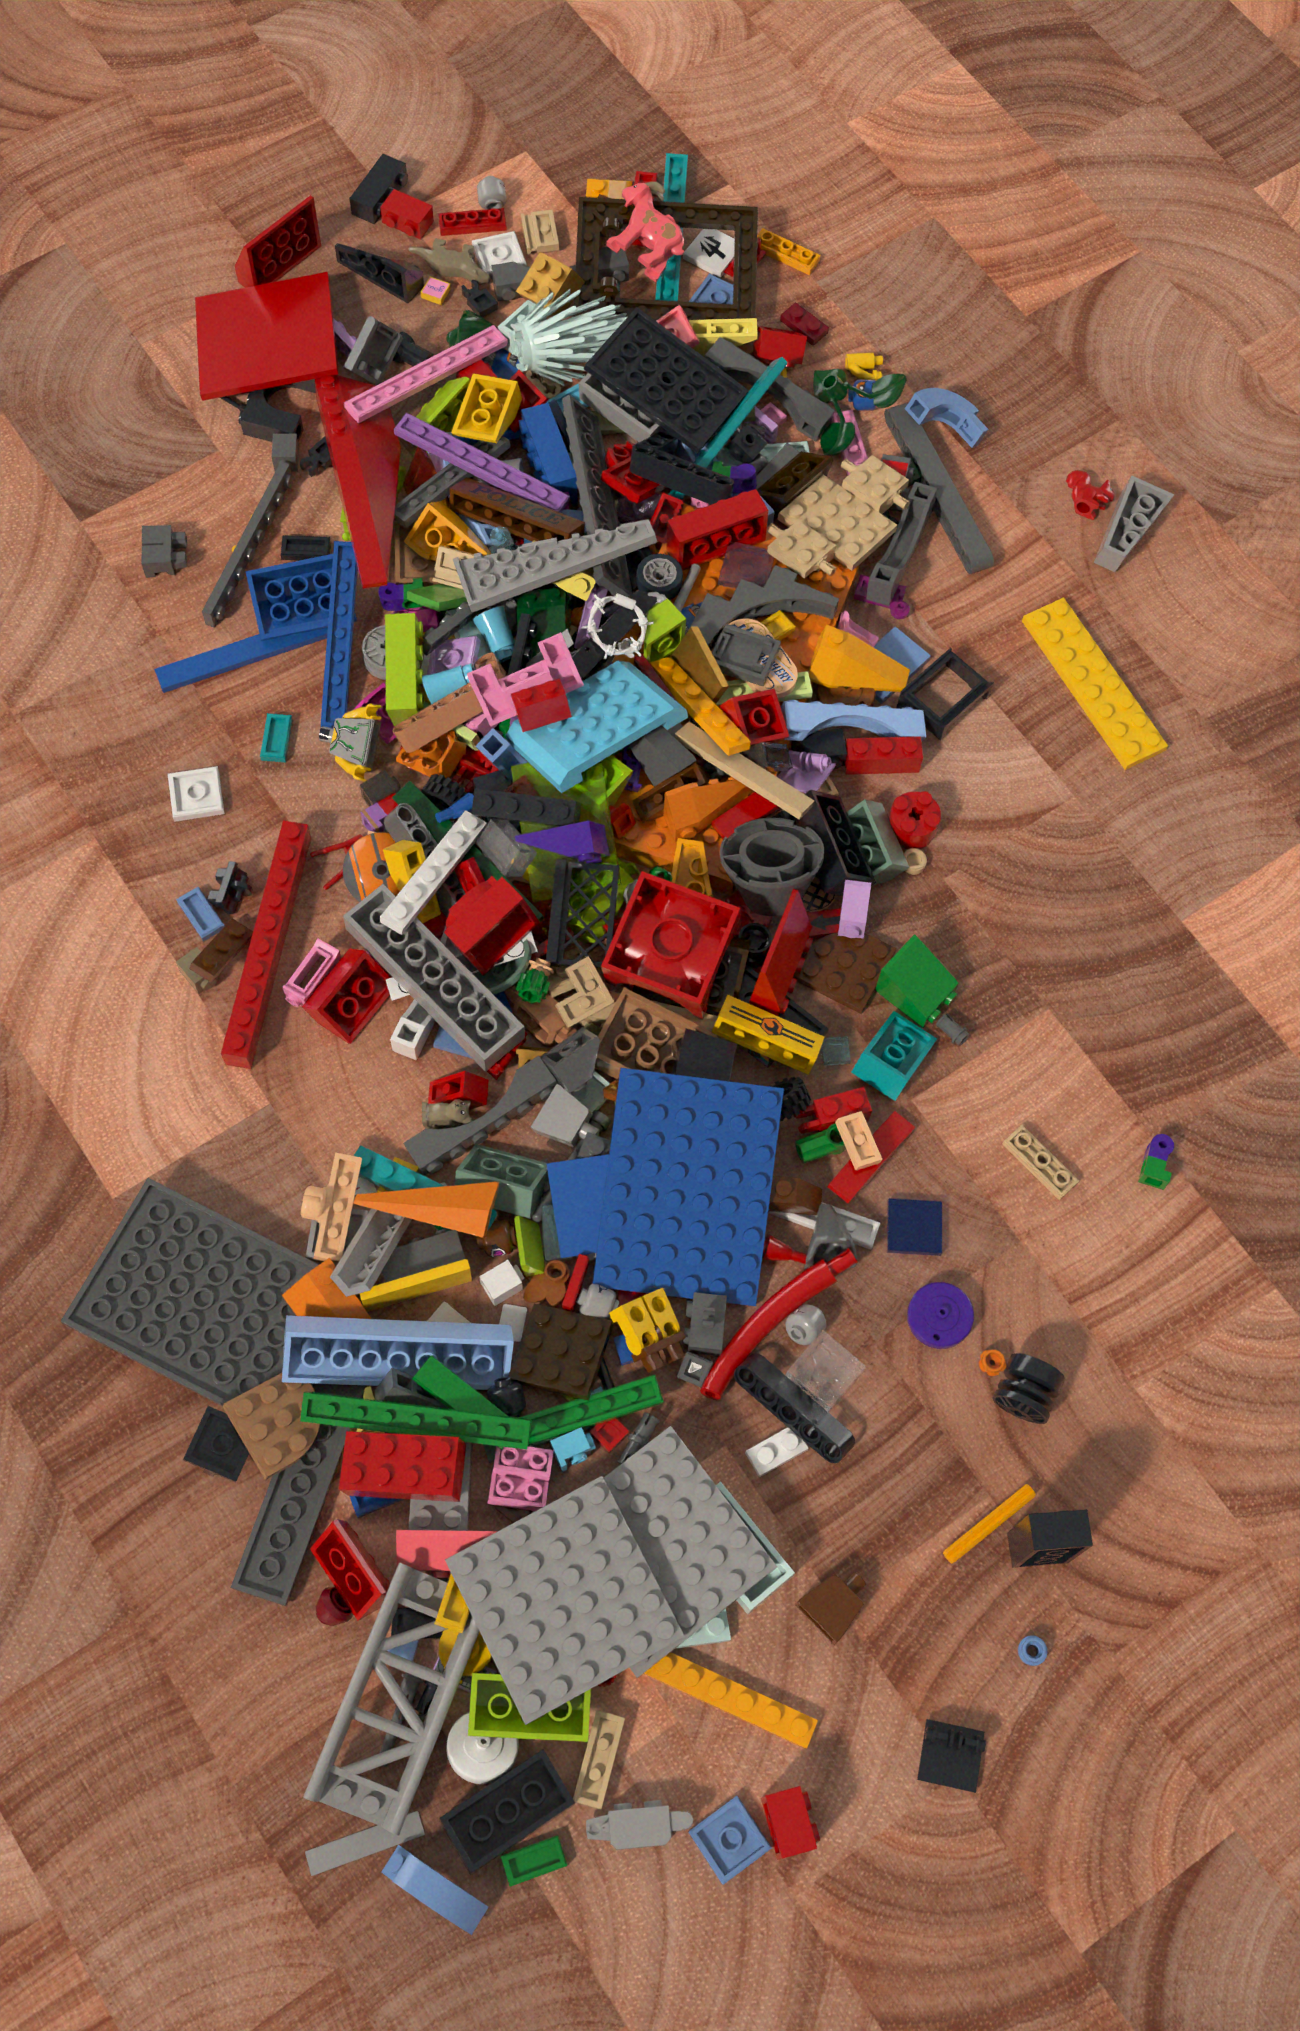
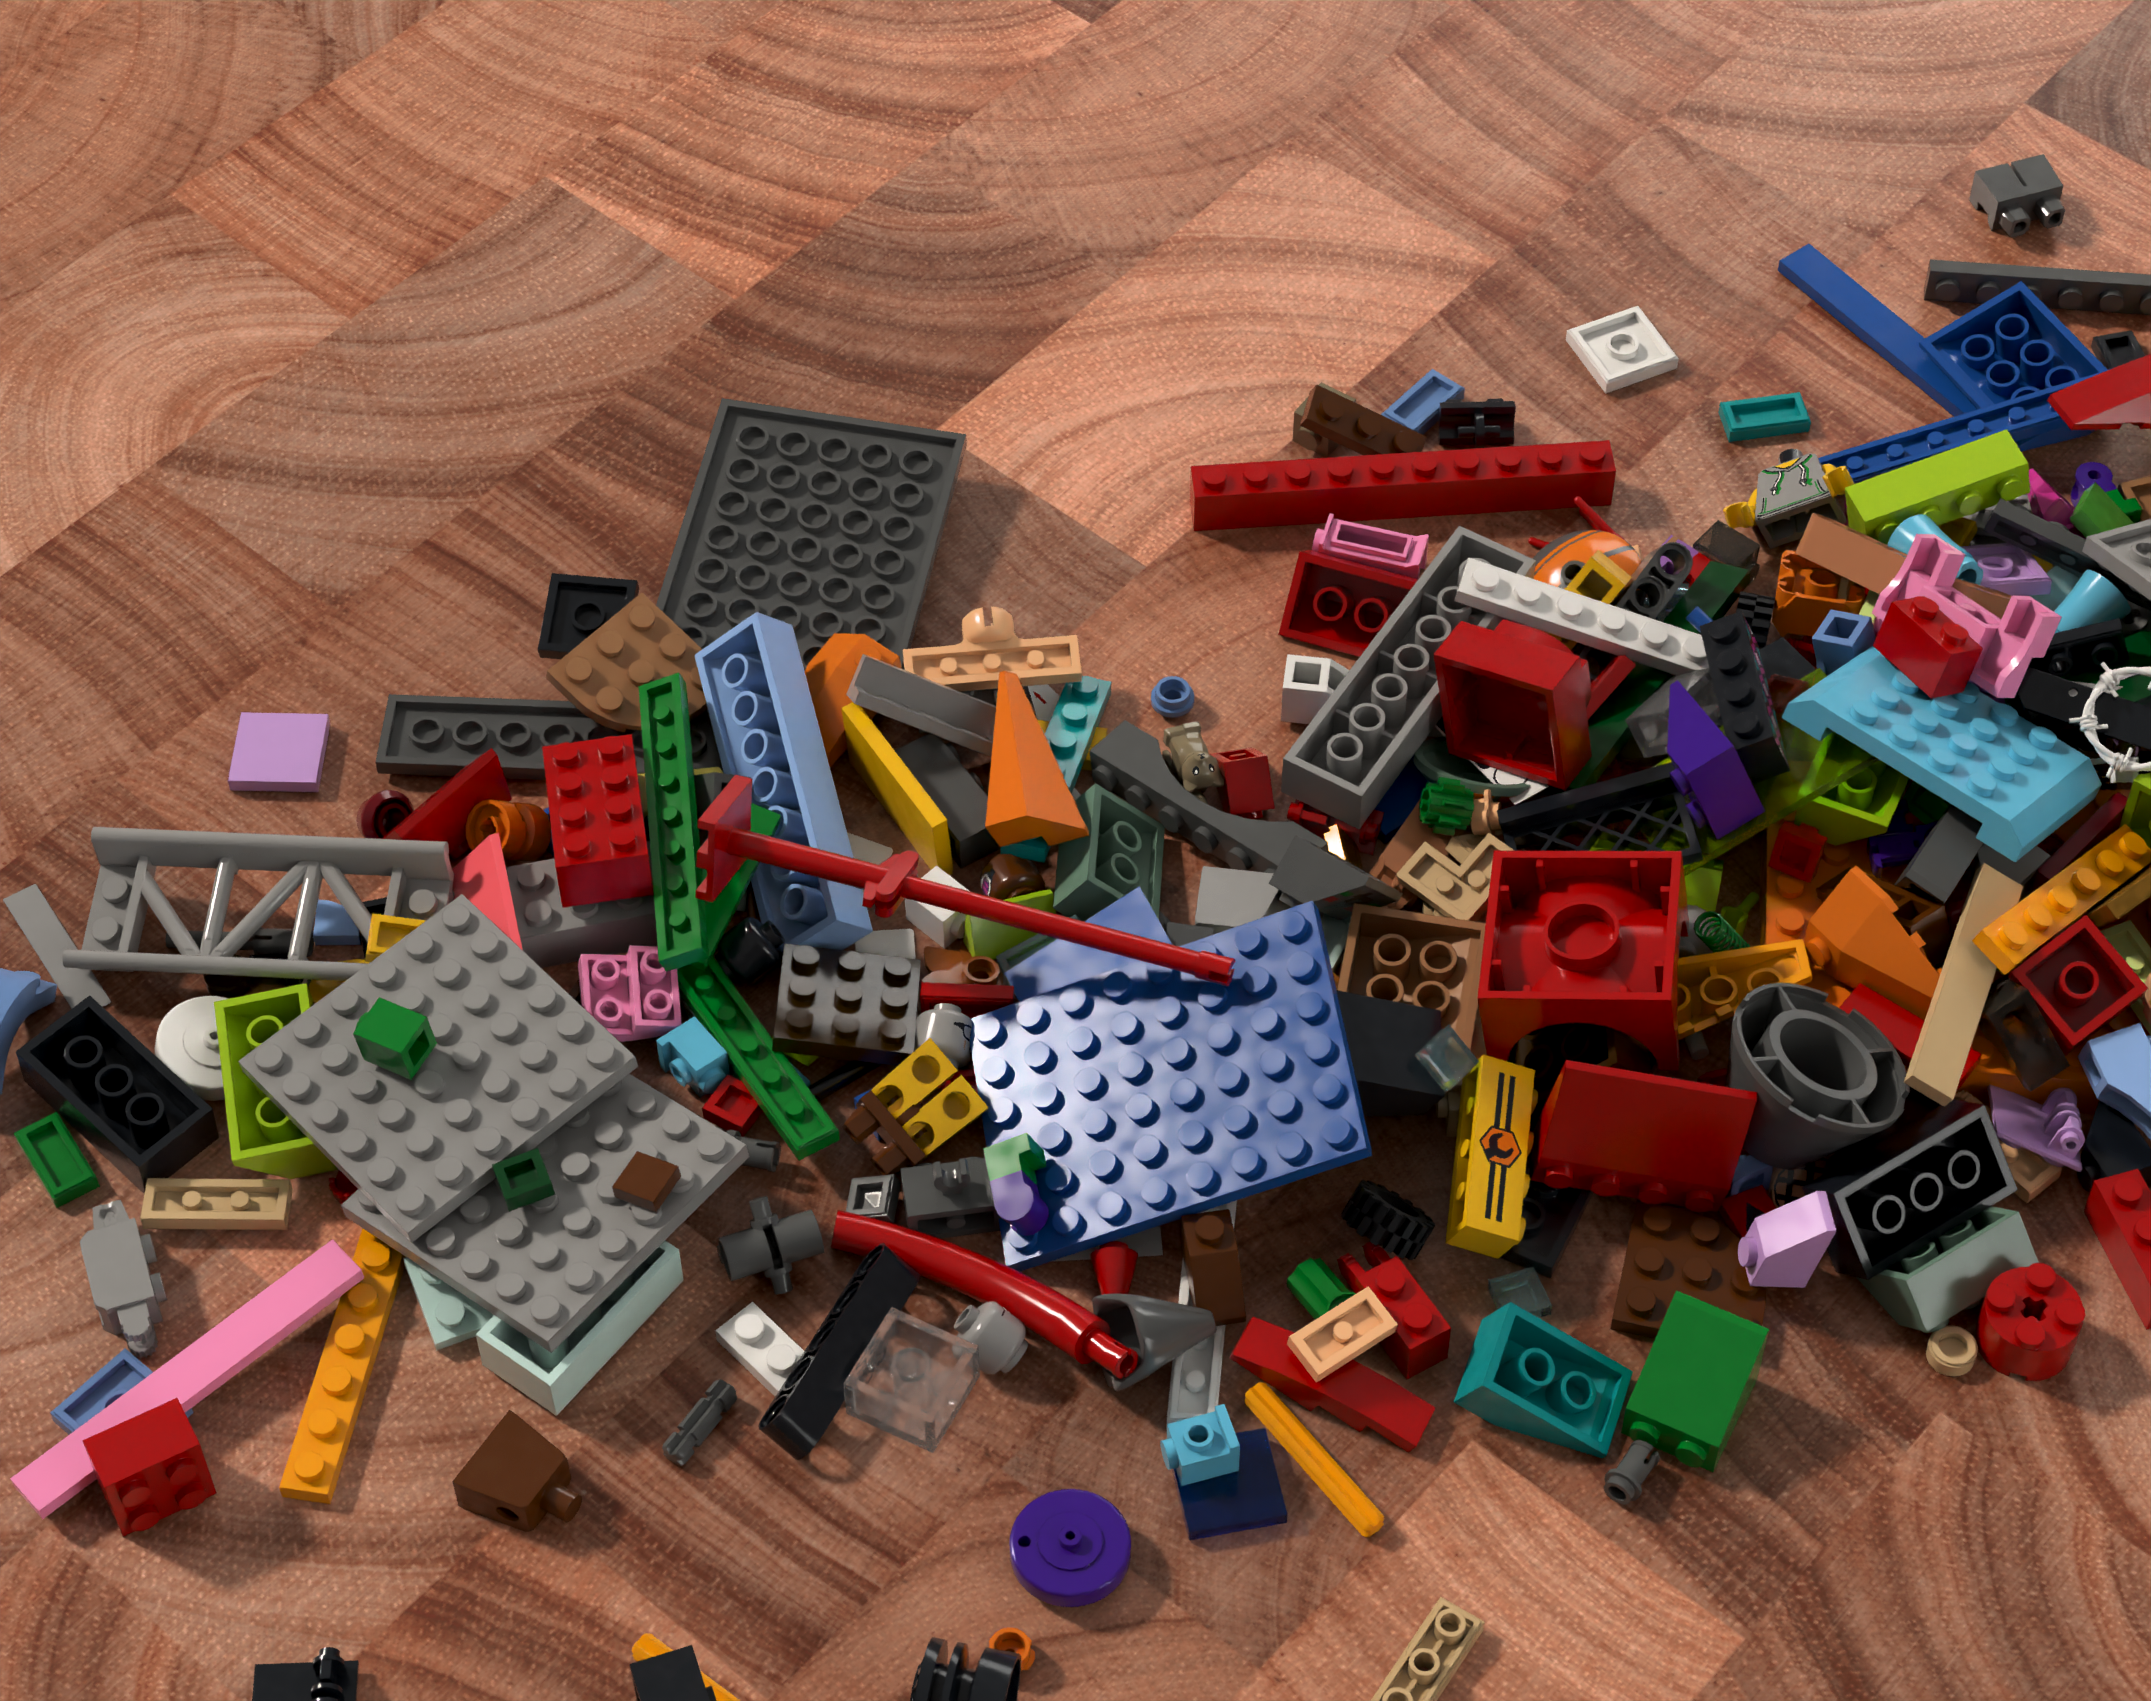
camera: 80 degrees right, 15 degrees down
(248, 1669) = (279, 752): none -> lavender tile
(374, 1527) = (521, 828): none -> orange wheel
(378, 1108) = (1172, 697): none -> medium blue plate
(529, 1297) = (897, 878): none -> red piece
(555, 1619) = (394, 1038): none -> green brick
(667, 1559) = (523, 1179): none -> dark green plate
(688, 1486) = (646, 1181): none -> reddish brown tile
(715, 1432) = (770, 1245): none -> dark grey pin
(718, 1034) = (1447, 1058): none -> clear light blue tile
(720, 1285) = (1014, 1183): none -> leg
(726, 1793) = (196, 1369): none -> bright pink tile
(815, 1497) = (699, 1422): none -> dark grey axle
(898, 1242) = (1201, 1447): none -> medium azure brick
(909, 1179) = (1314, 1459): none -> light orange axle

